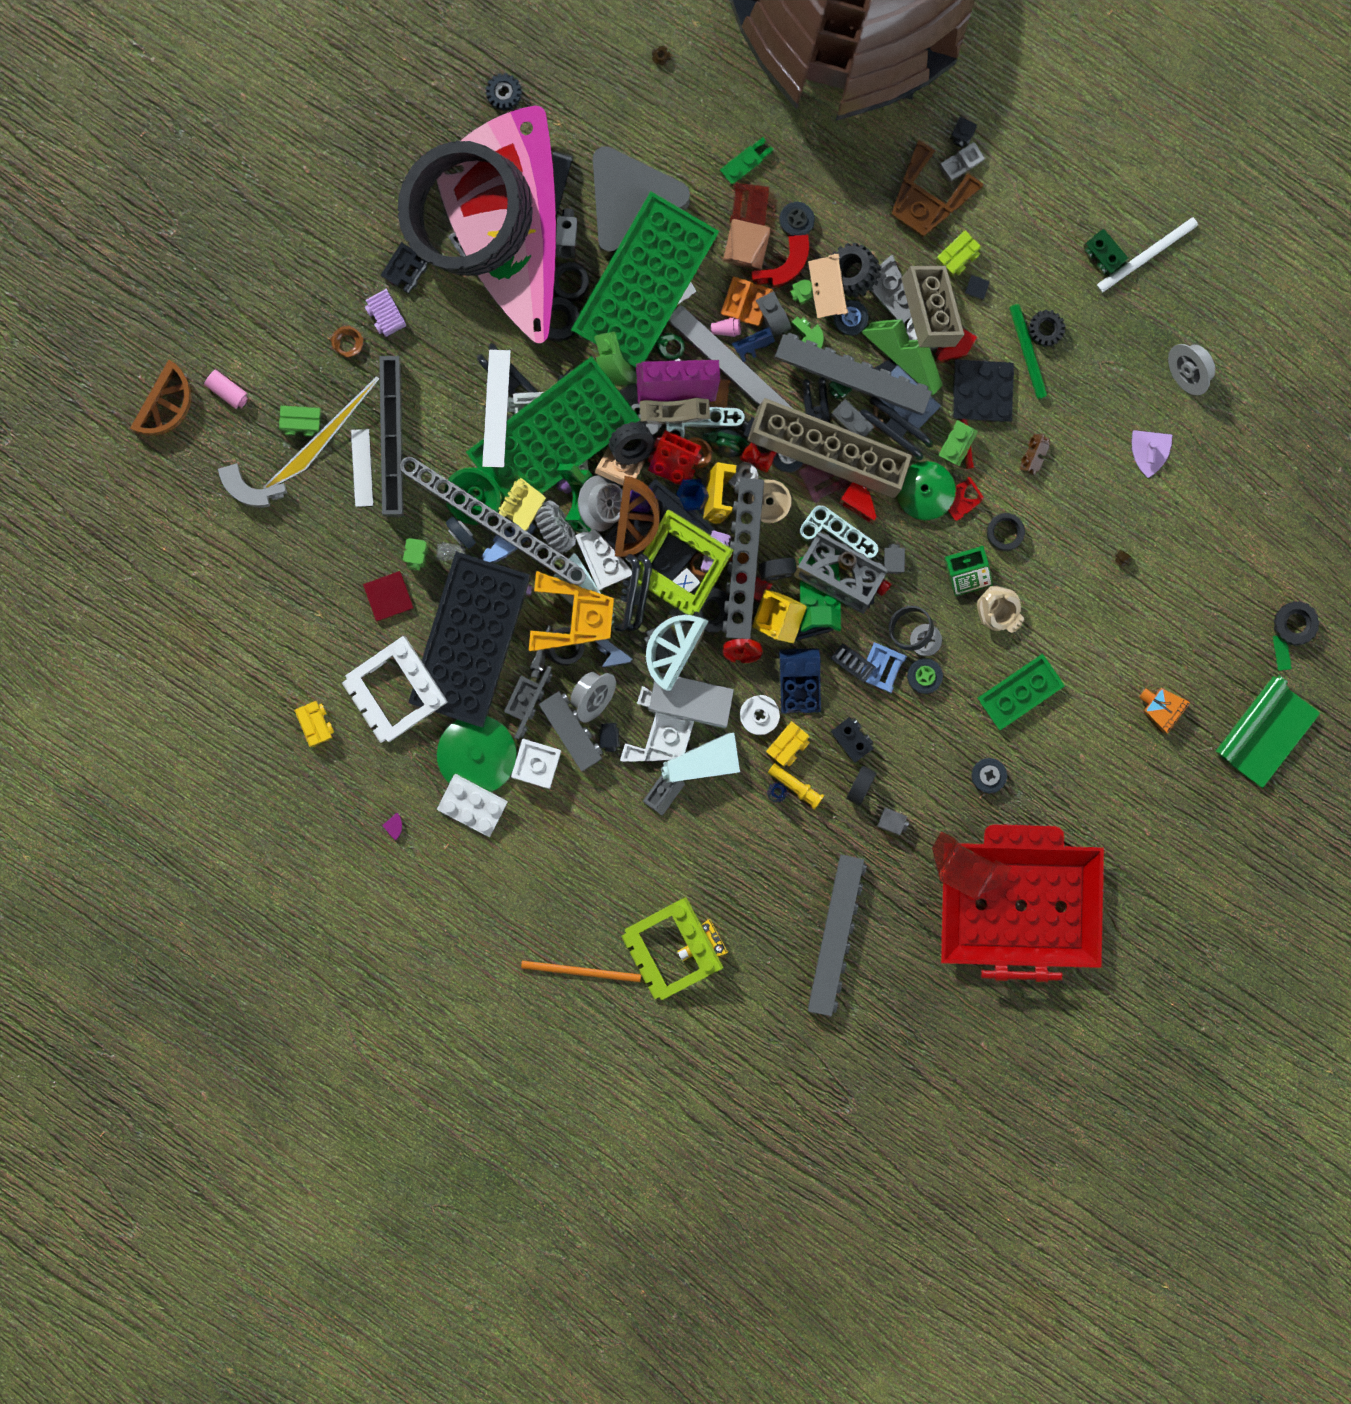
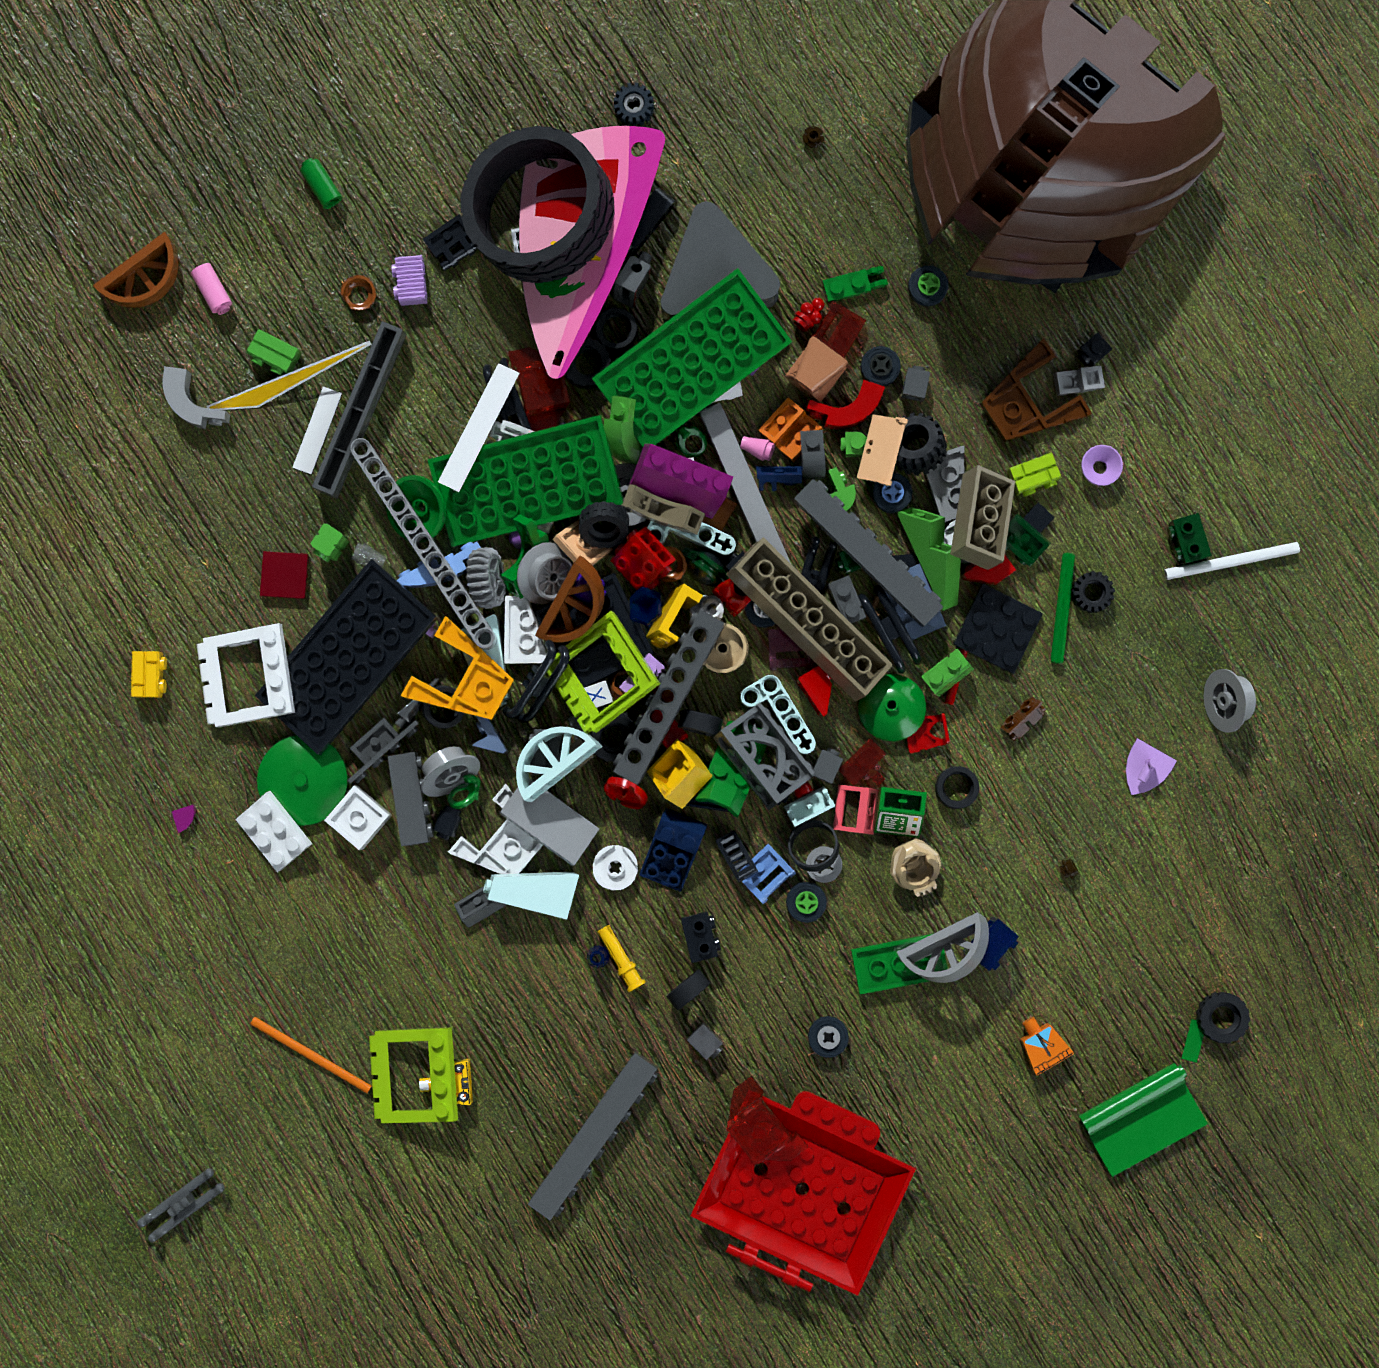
camera: 30 degrees right, 0 degrees up
(276, 265) = (320, 183): none -> green brick
(460, 532) = (386, 541): black wheel -> none
(522, 504) = (462, 538): light yellow hinge -> none
(530, 1134) = (181, 1205): none -> dark grey piece
(534, 360) = (541, 395): none -> clear red piece
(616, 700) = (472, 786): none -> green piece
(721, 202) = (809, 314): none -> red piece
(787, 745) = (631, 912): yellow brick -> none
(805, 130) = (929, 277): none -> black wheel
(831, 221) = (915, 383): none -> dark grey brick
(847, 556) = (781, 746): dark brown plate -> none
(894, 598) = (809, 806): none -> light aqua hinge
(923, 546) = (864, 764): none -> clear red hinge
(941, 583) = (866, 809): none -> coral tile
(974, 310) = (1025, 541): none -> dark green bracket
(1013, 213) = (1109, 457): none -> lavender piece
(1047, 655) = (943, 939): none -> light grey window
(1086, 644) = (1000, 940): none -> clear blue container

